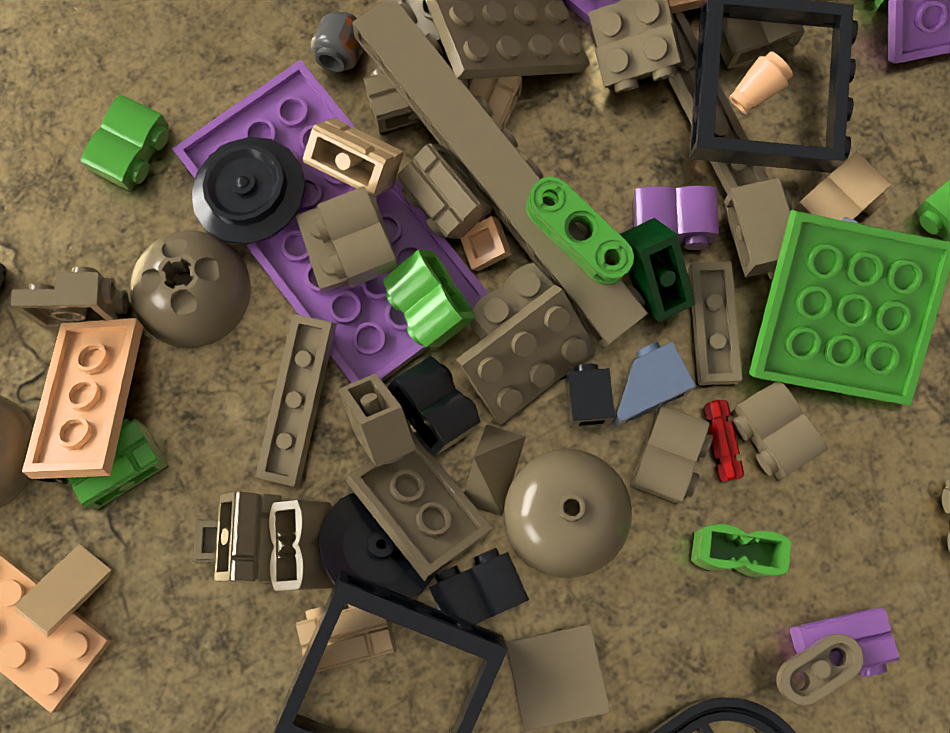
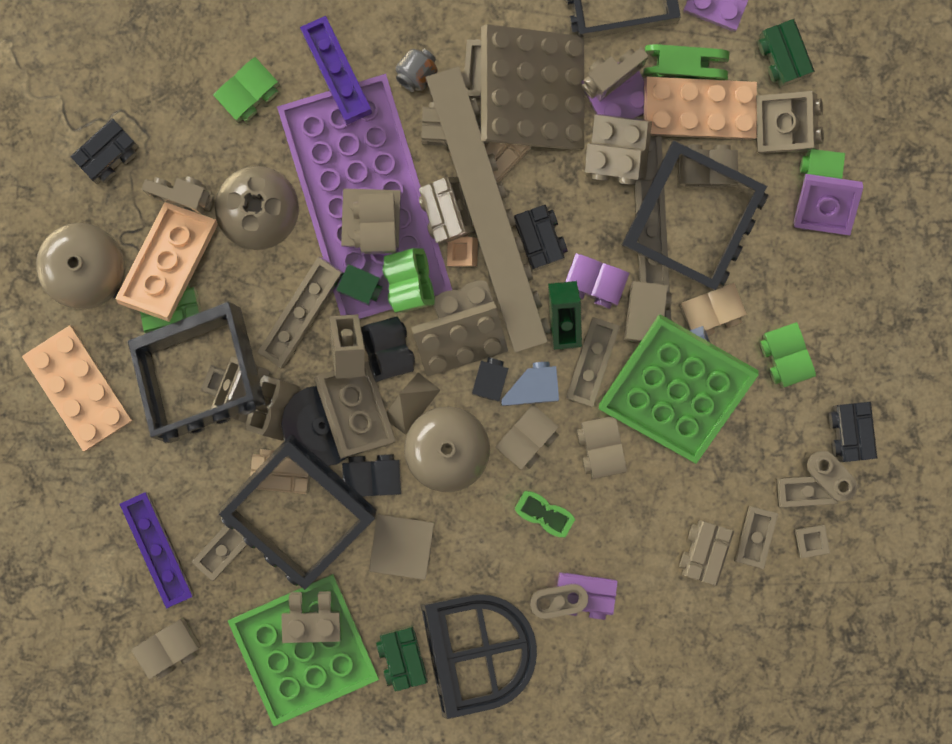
camera: 15 degrees right, 10 degrees up
(62, 590) = (111, 380): tan tile -> none
(129, 490) = (180, 331): none -> black window
(234, 75) = (336, 70): none -> dark purple plate
(248, 190) = (318, 158): black piece -> none
(352, 156) = (394, 164): tan brick -> none
(363, 331) = (360, 285): none -> dark green brick
(570, 209) = (531, 286): bright green piece -> none
(579, 171) = (539, 237): none -> black brick
(724, 440) = (566, 440): red axle -> none
(761, 82) = (679, 219): light nougat cone -> none

